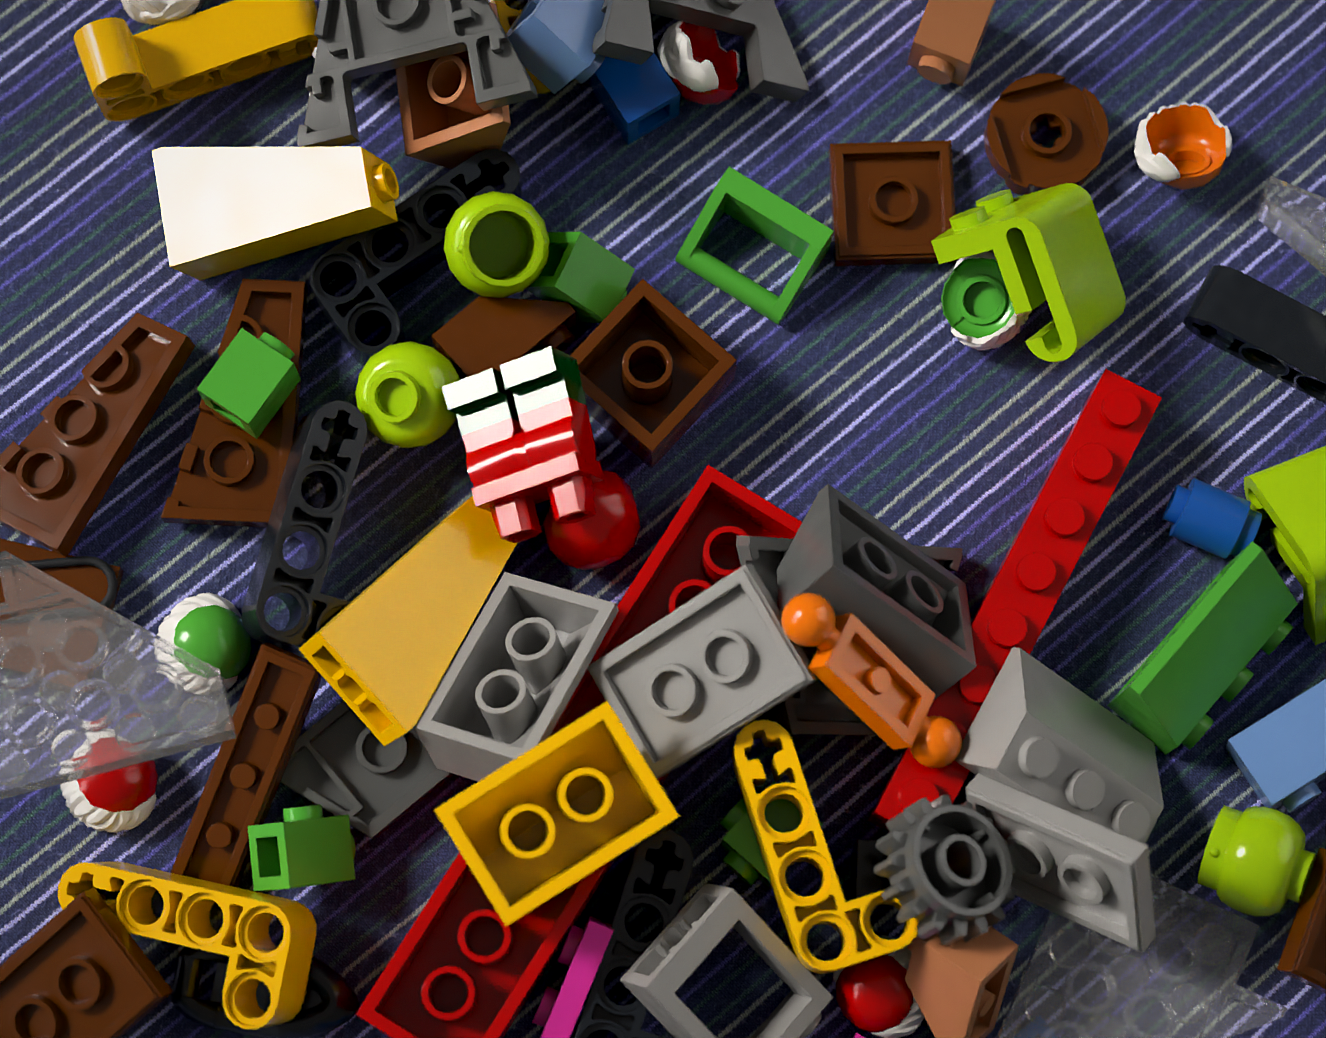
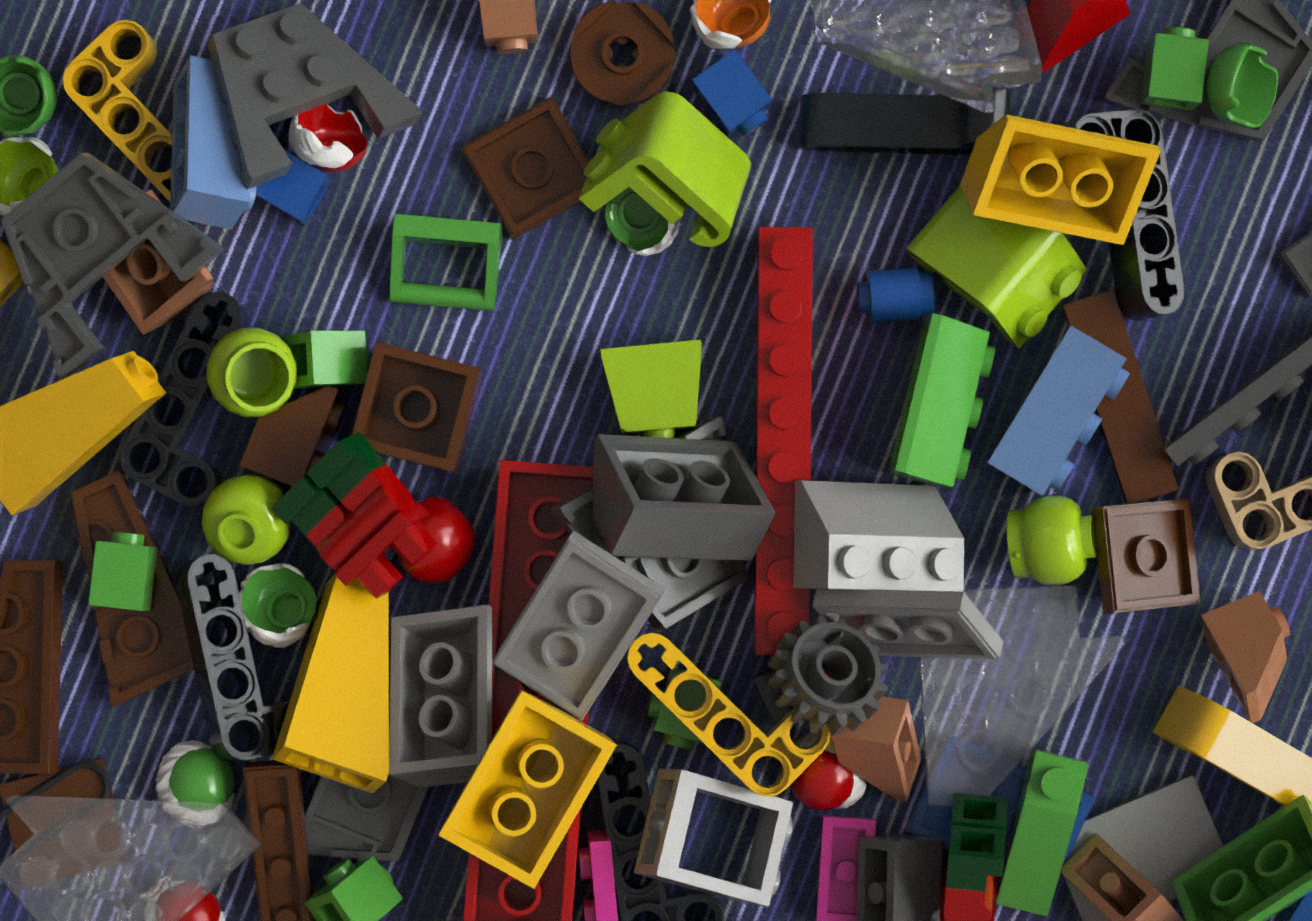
camera: 25 degrees left, 10 degrees up
(392, 500) = (277, 604): none -> bright green hair
(871, 680) = (704, 569): orange plate -> none
(910, 477) = (654, 386): none -> lime torso
(1141, 229) = (733, 95): none -> blue brick

